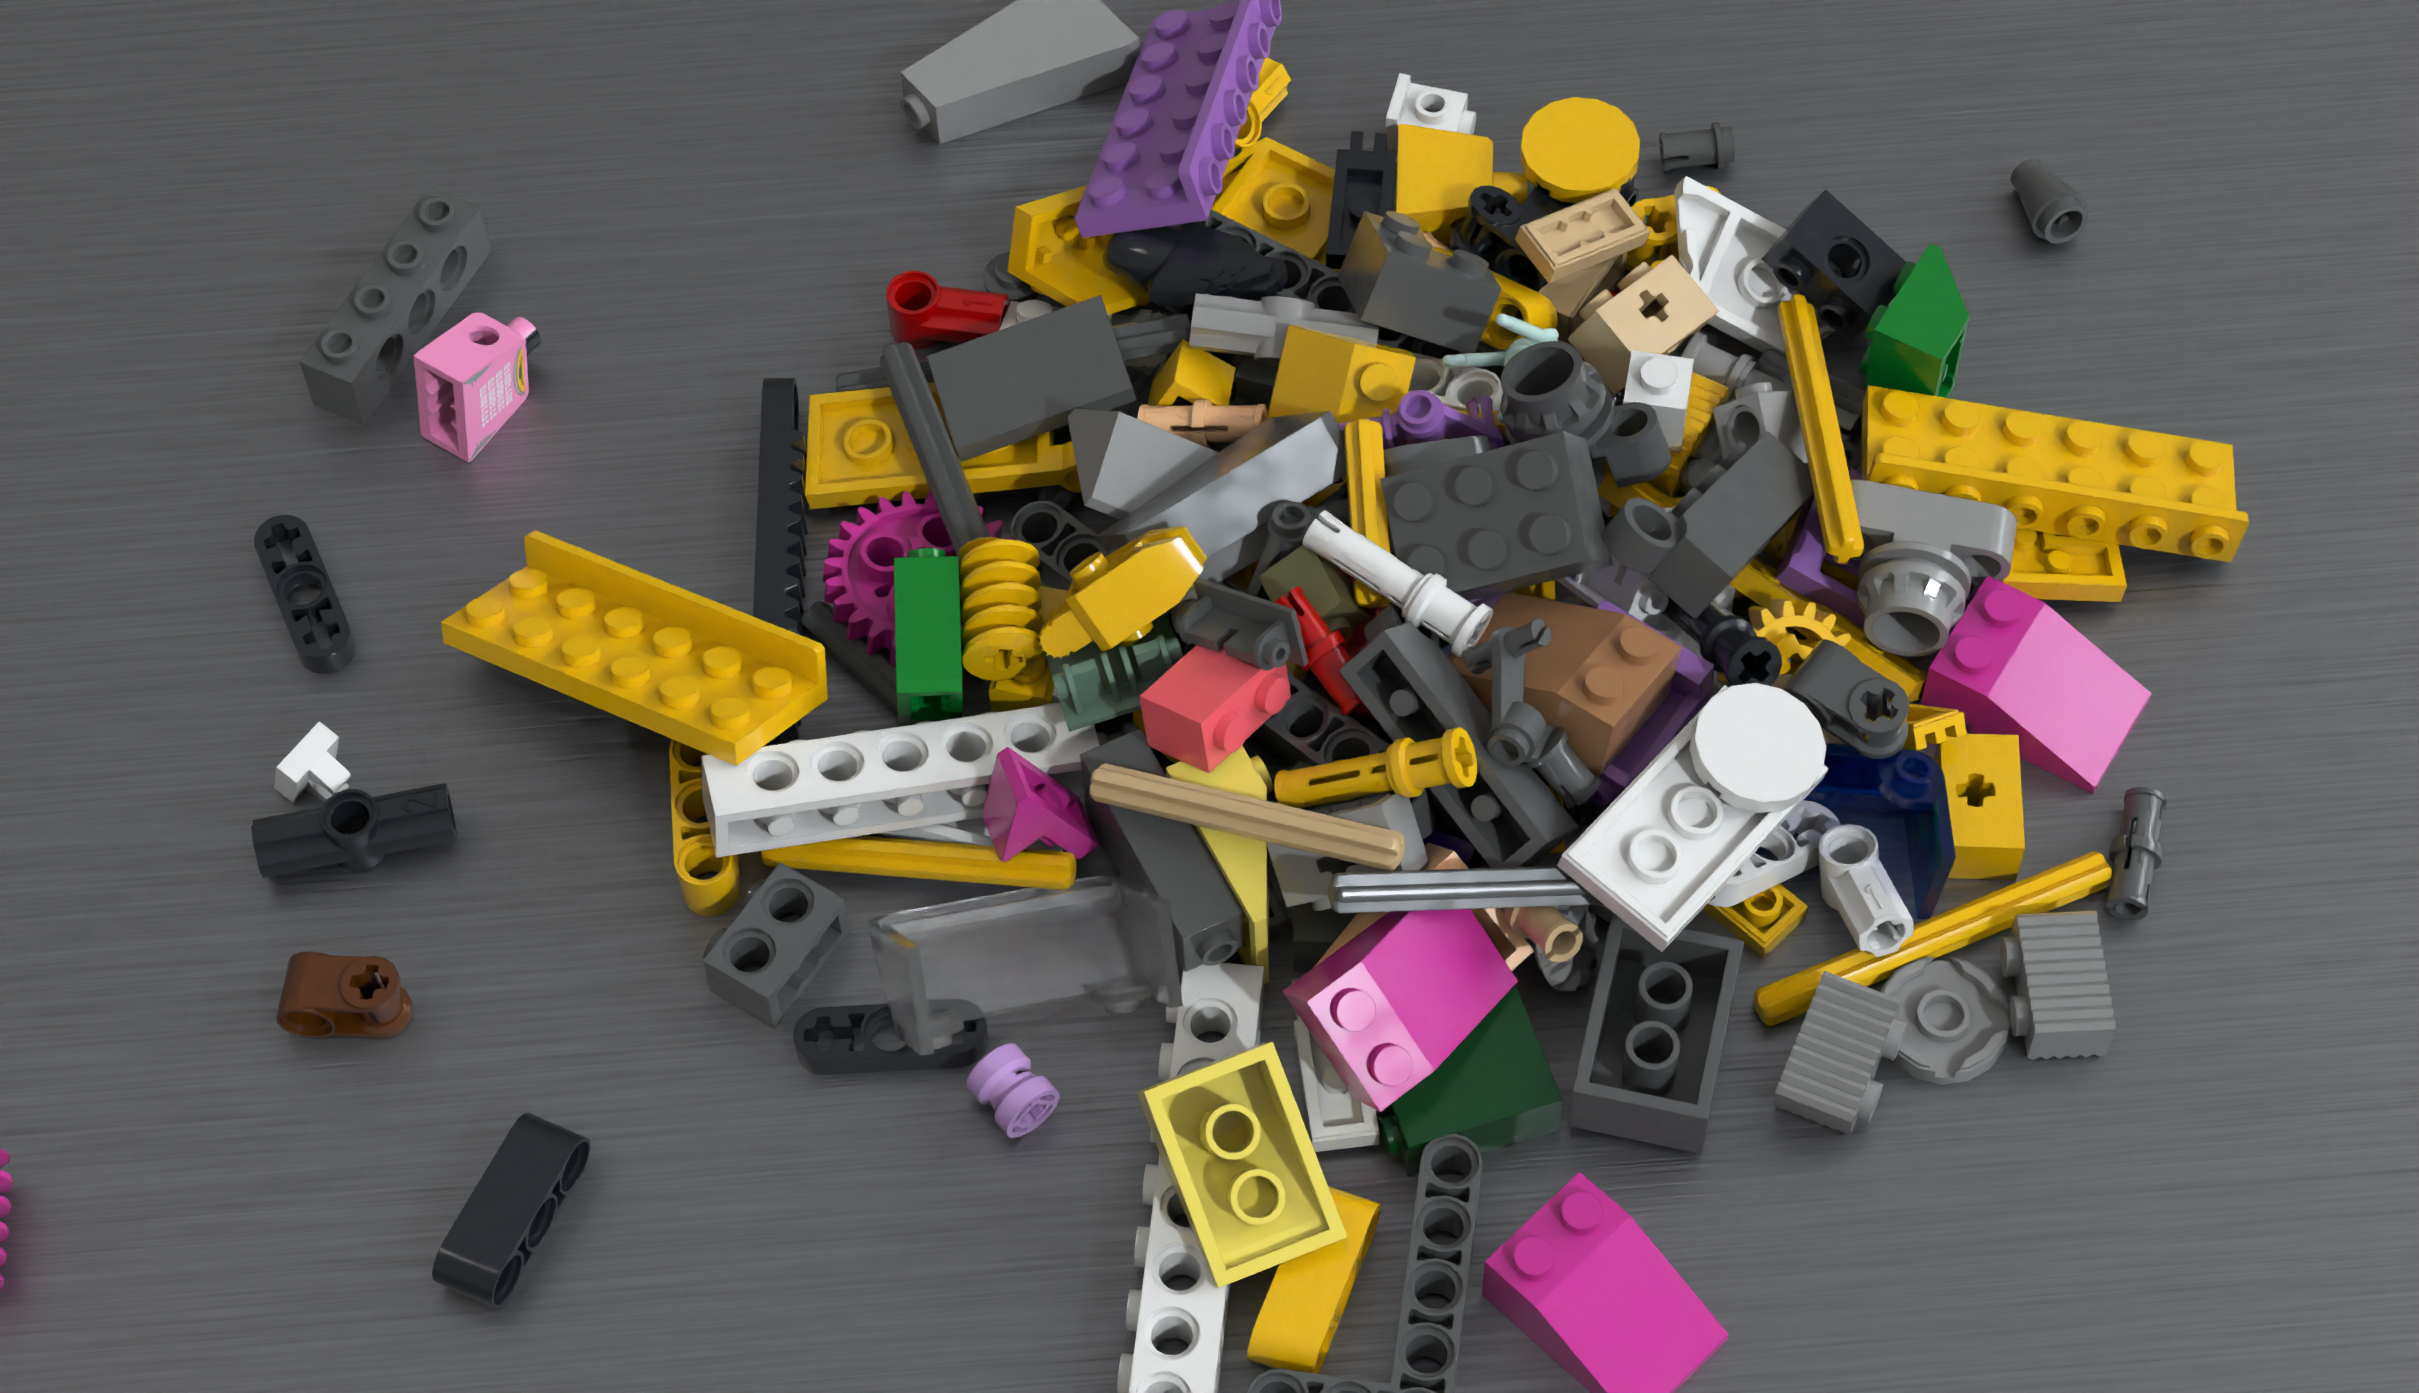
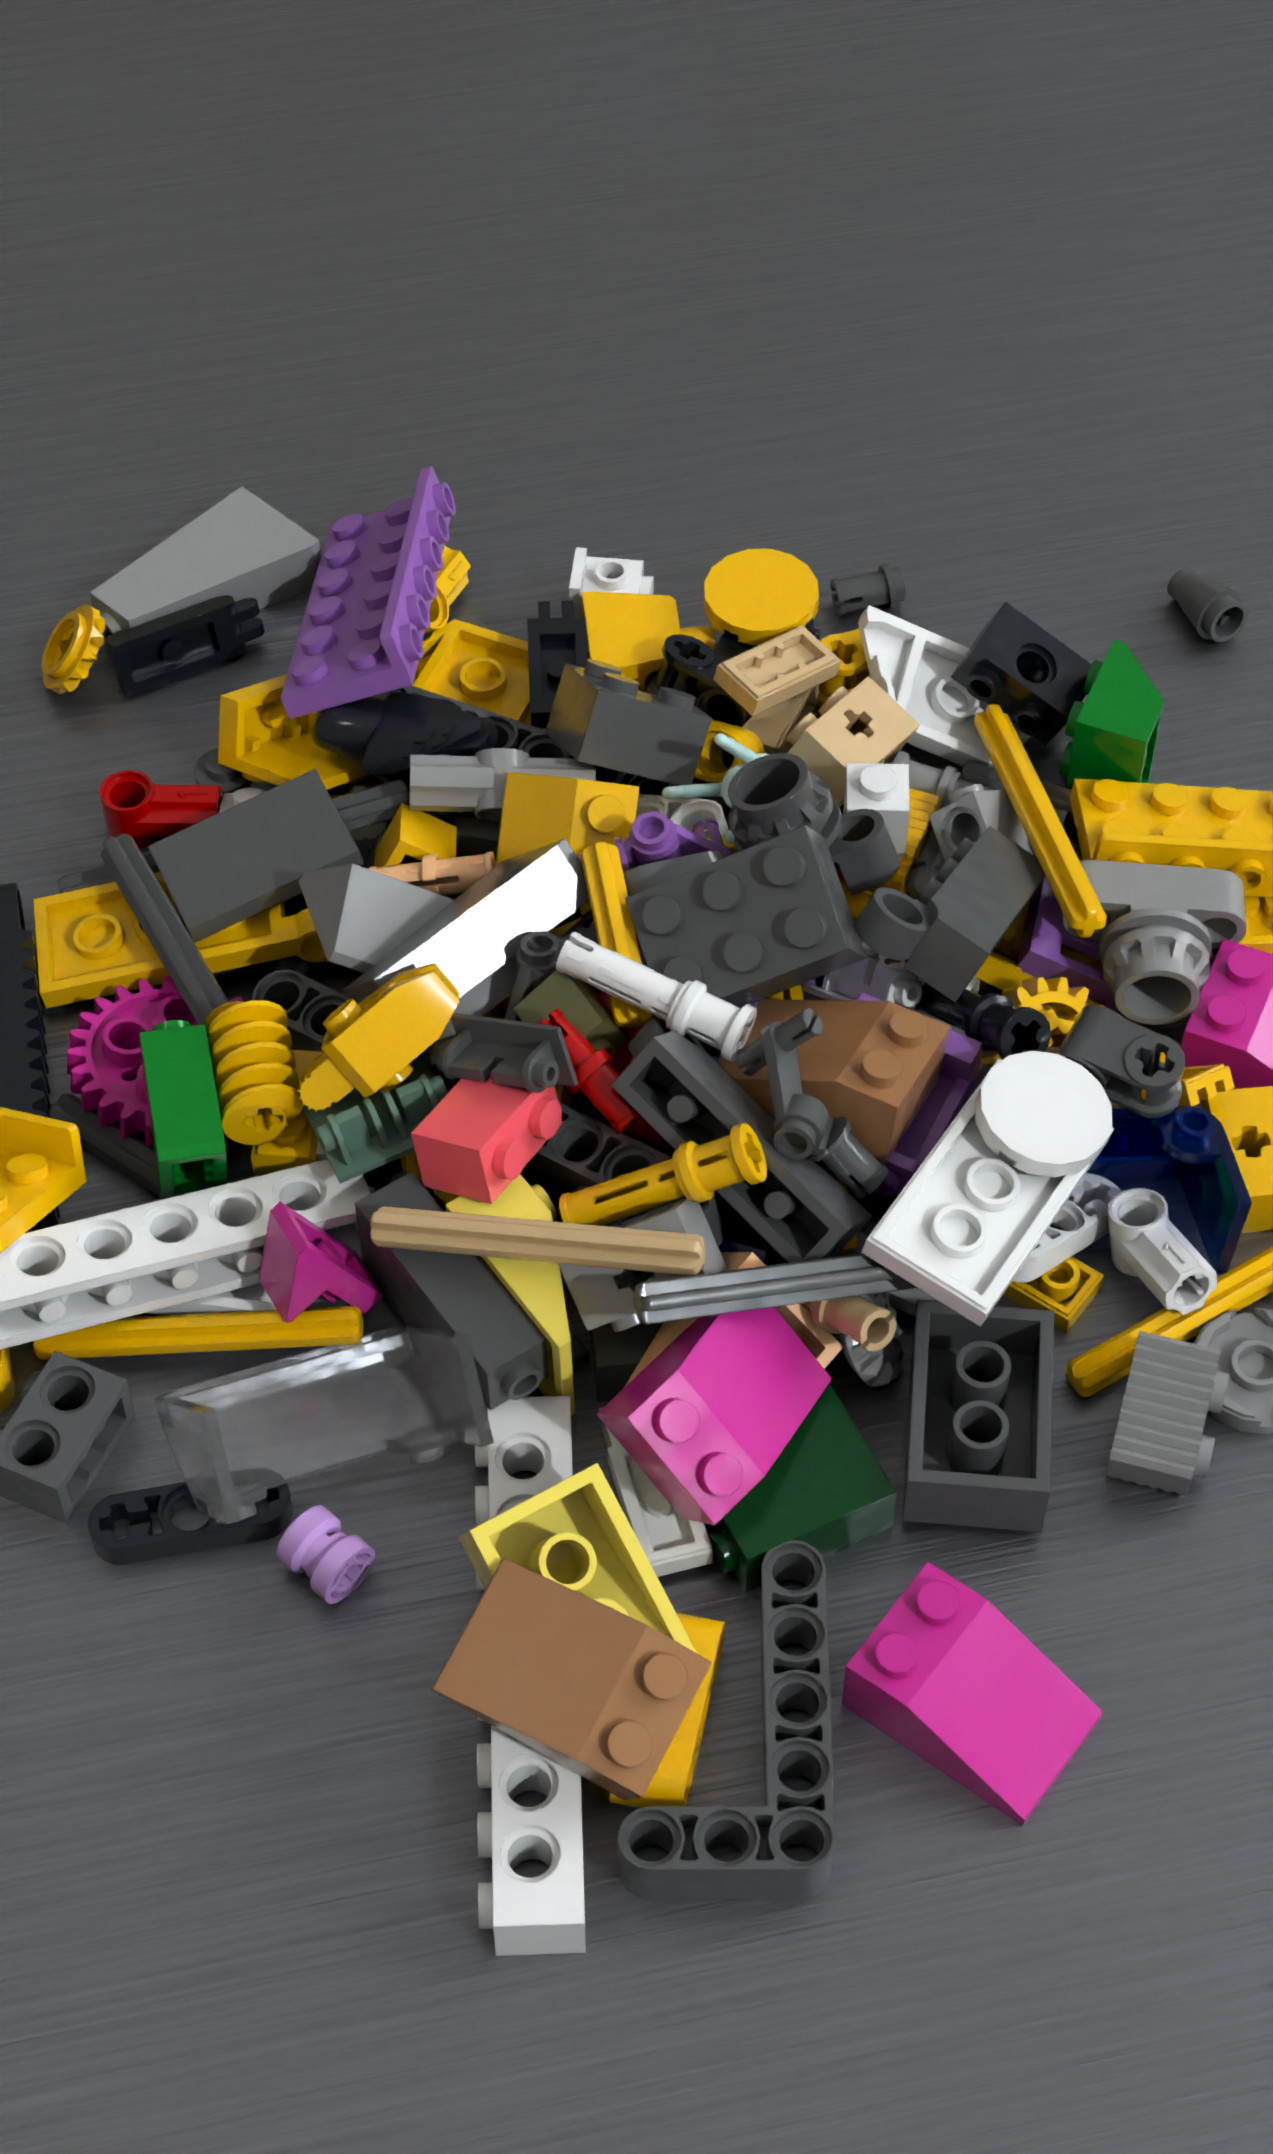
camera: 10 degrees left, 5 degrees down
(877, 130) = (72, 649): none -> yellow gear
(990, 133) = (183, 642): none -> black hinge
(1221, 1242) = (572, 1679): none -> medium nougat slope

